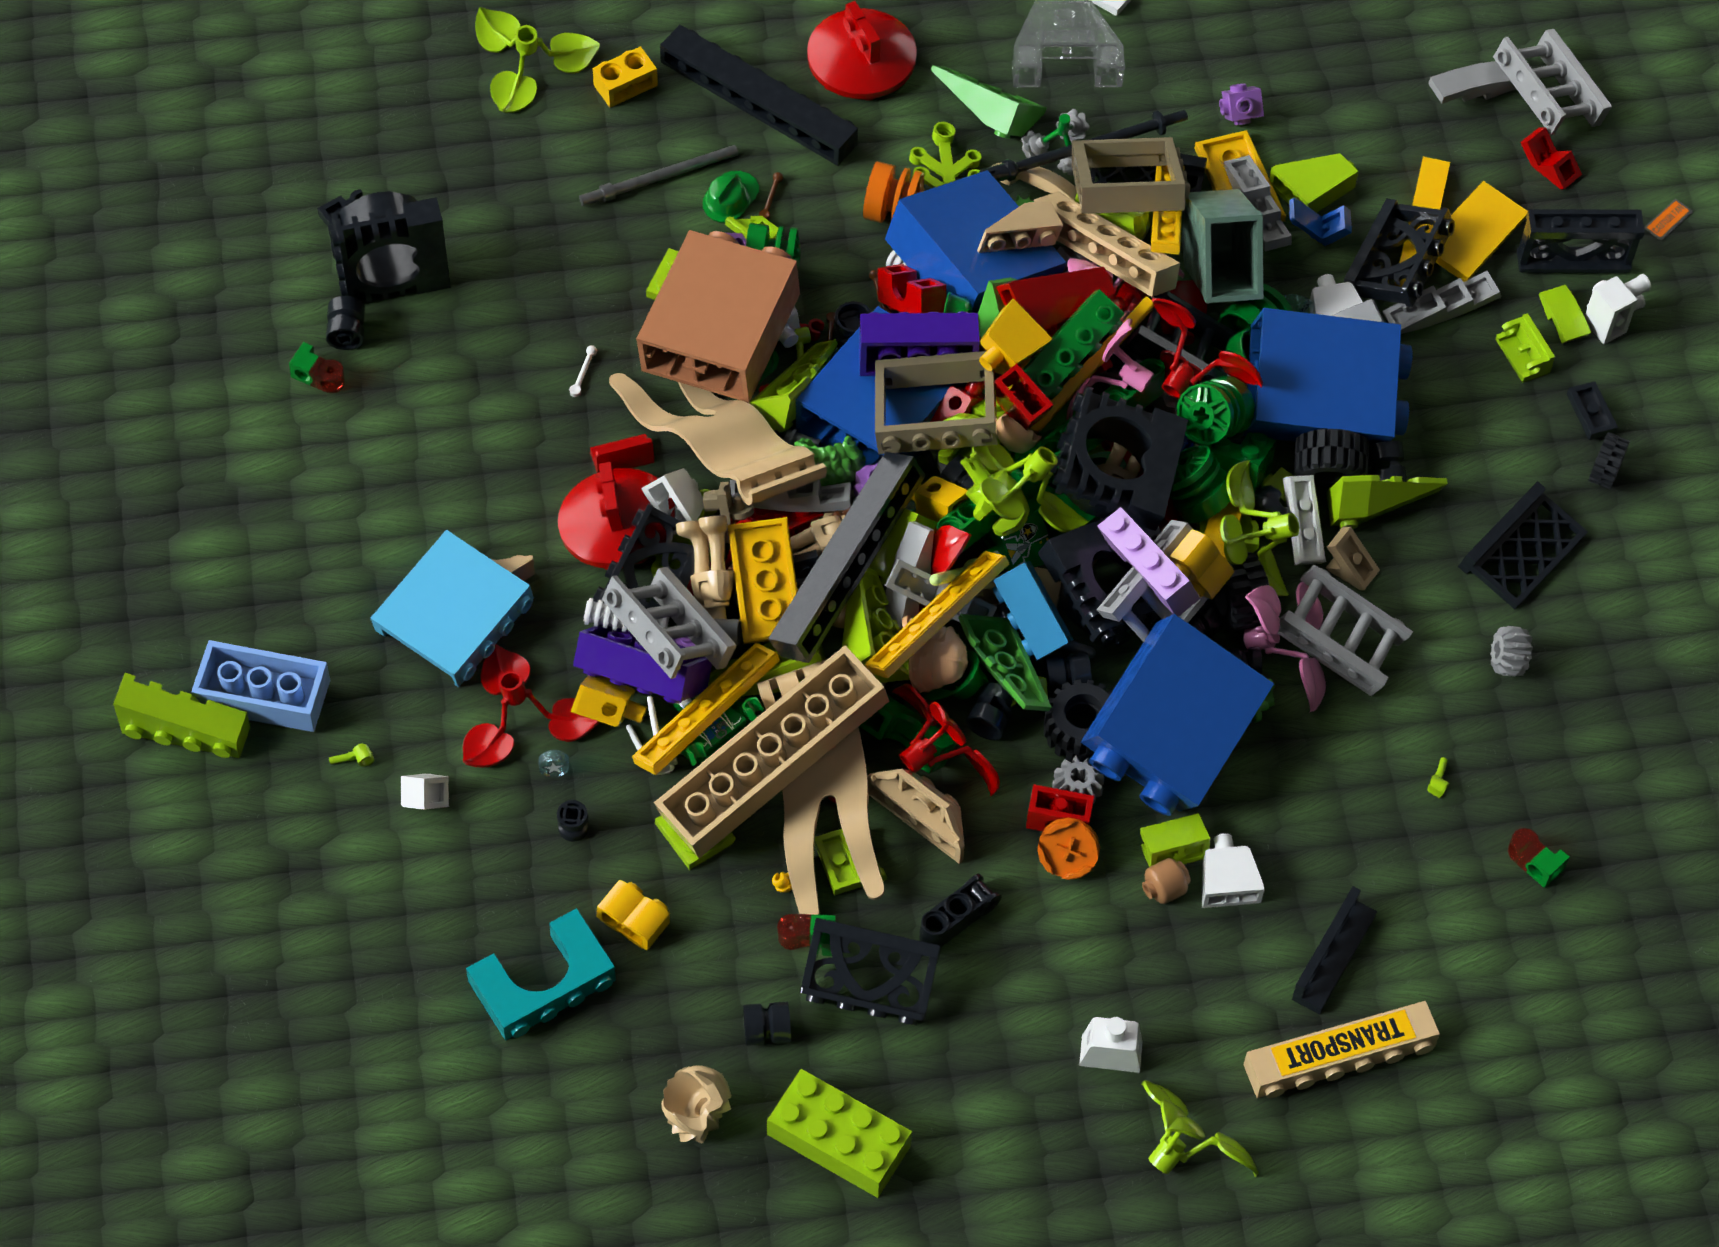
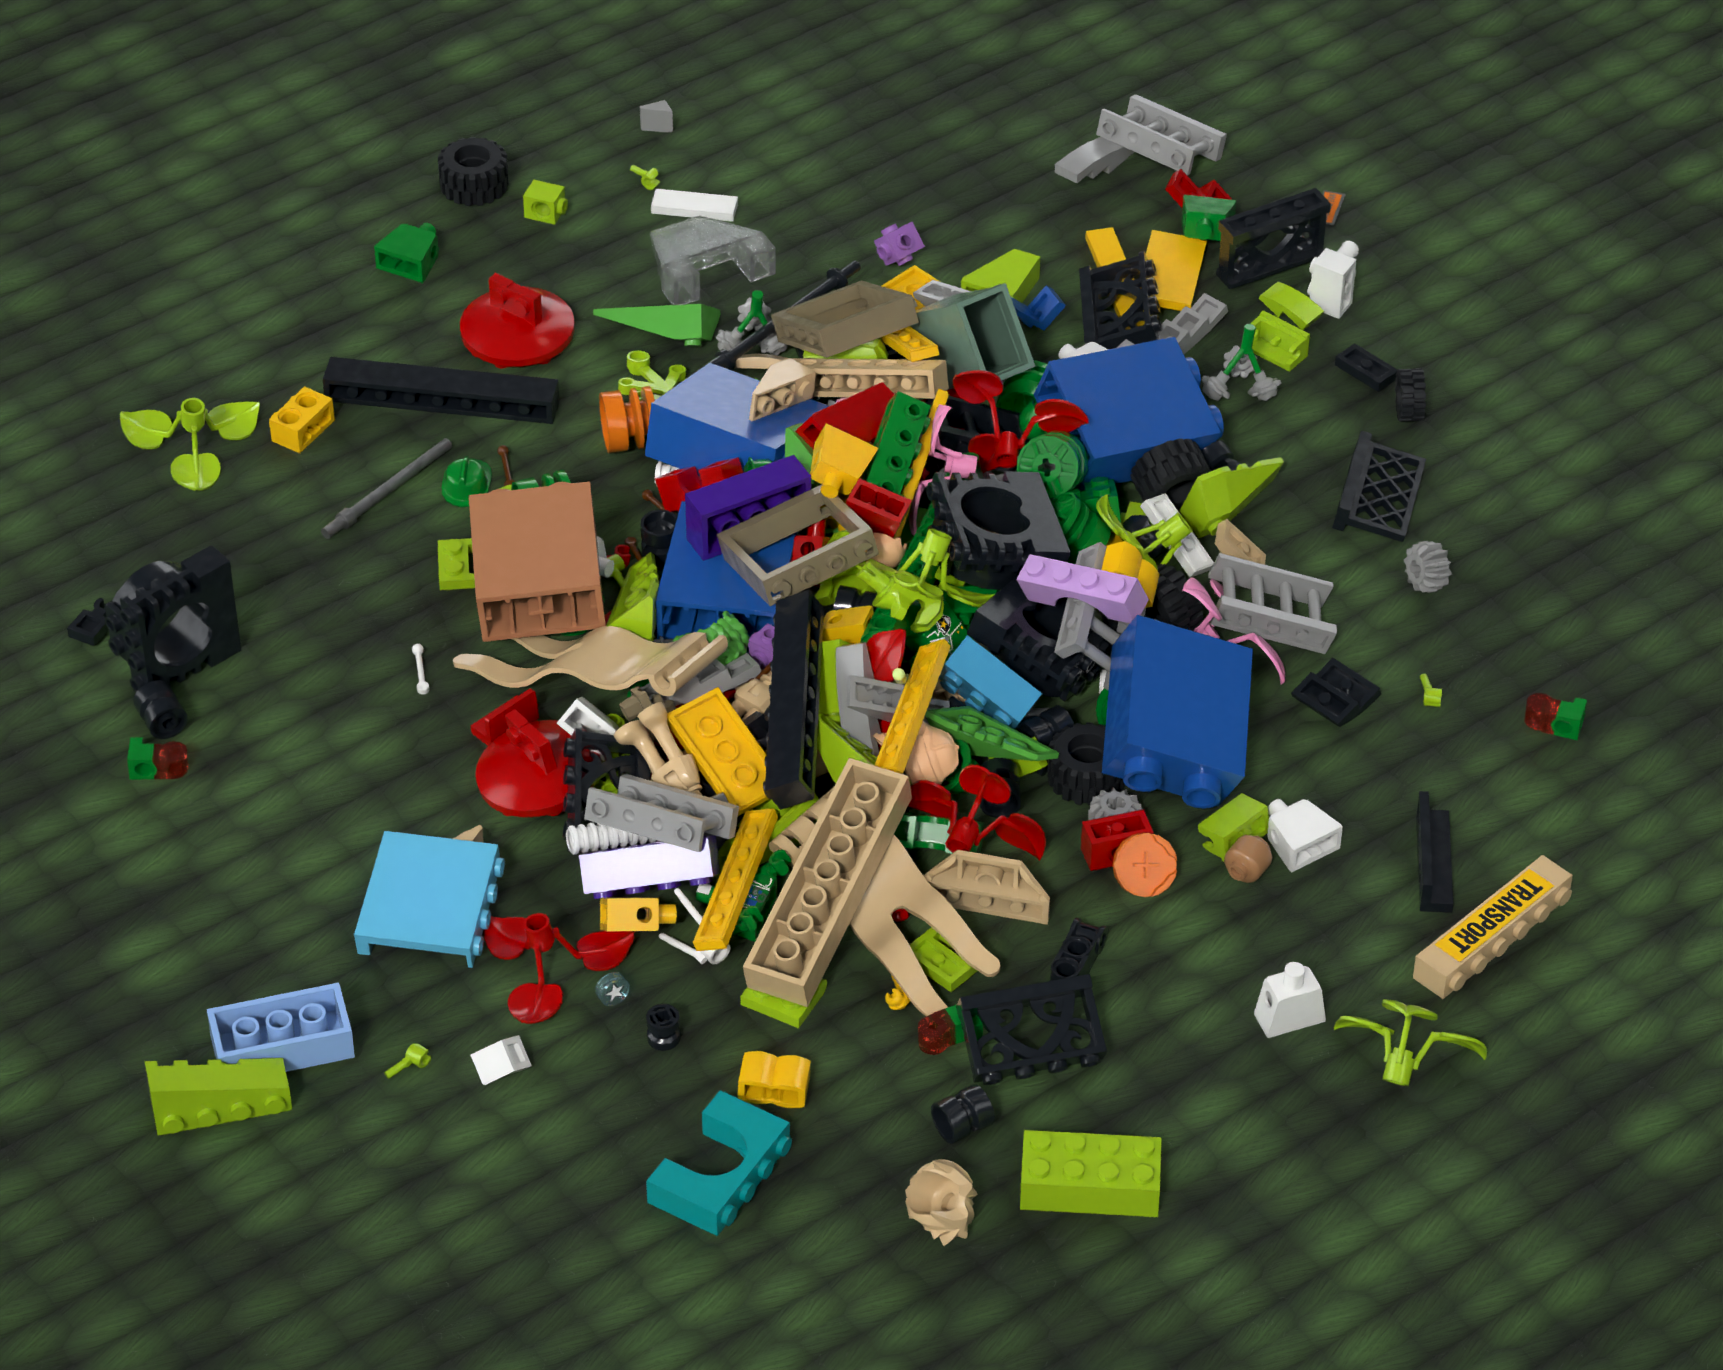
camera: 25 degrees left, 15 degrees down
(1352, 743) = (1336, 693): none -> black slope
(1479, 358) = (1241, 362): none -> light grey plant
(1541, 188) = (1202, 216): none -> green torso

